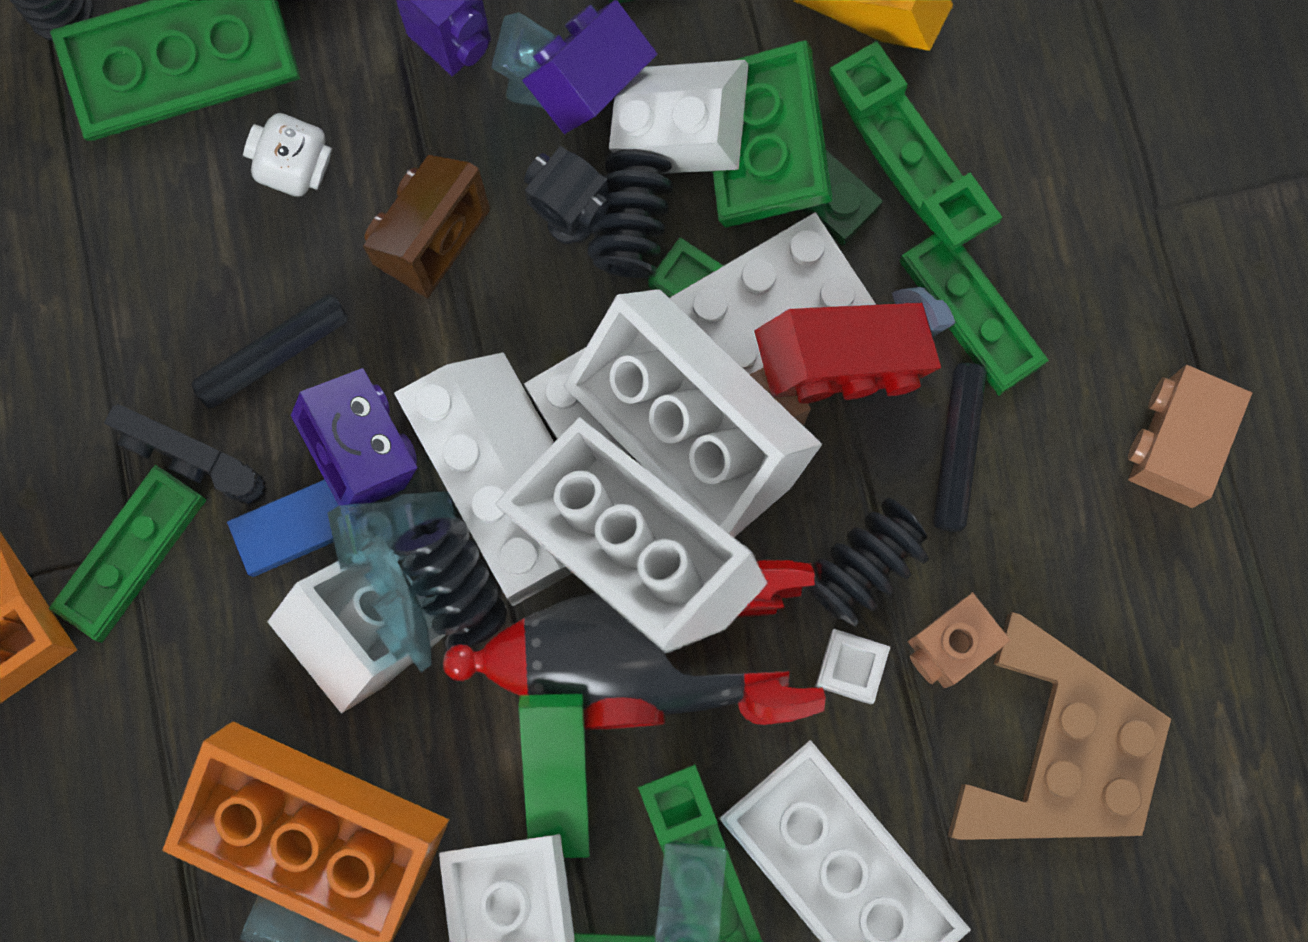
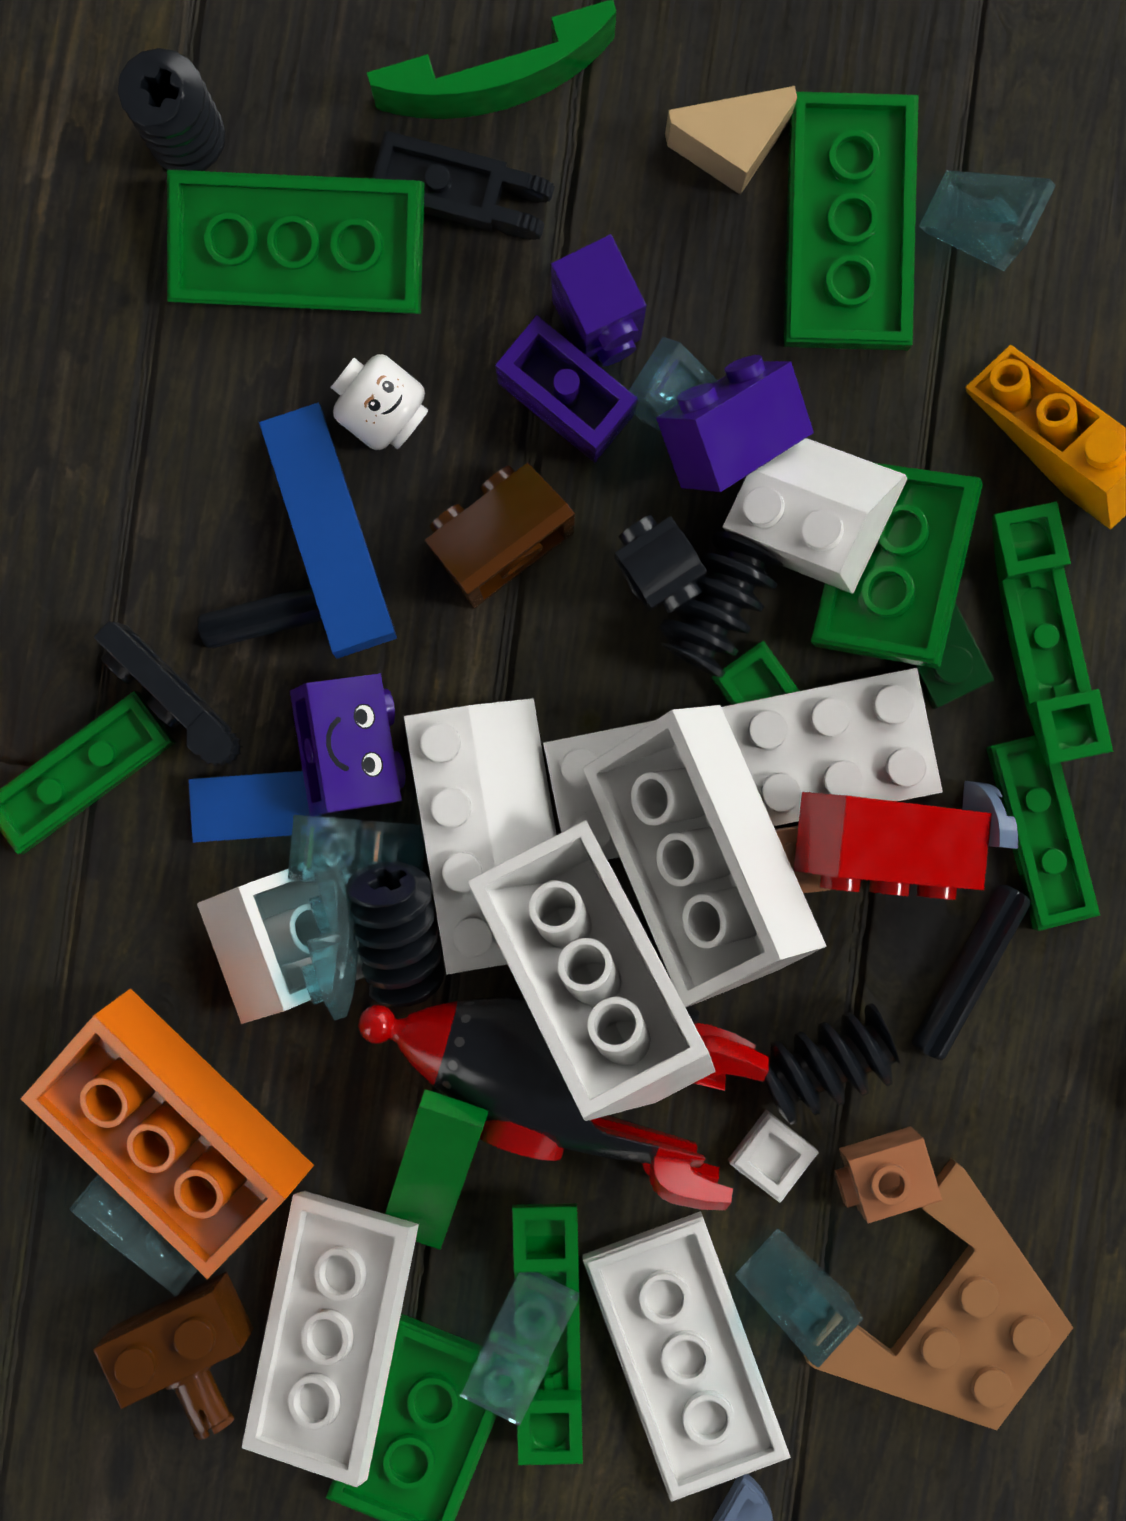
camera: 20 degrees right, 10 degrees up
(280, 272) = (327, 531): none -> blue tile
(440, 89) = (565, 389): none -> dark purple brick
(920, 776) = (800, 1297): none -> clear light blue slope

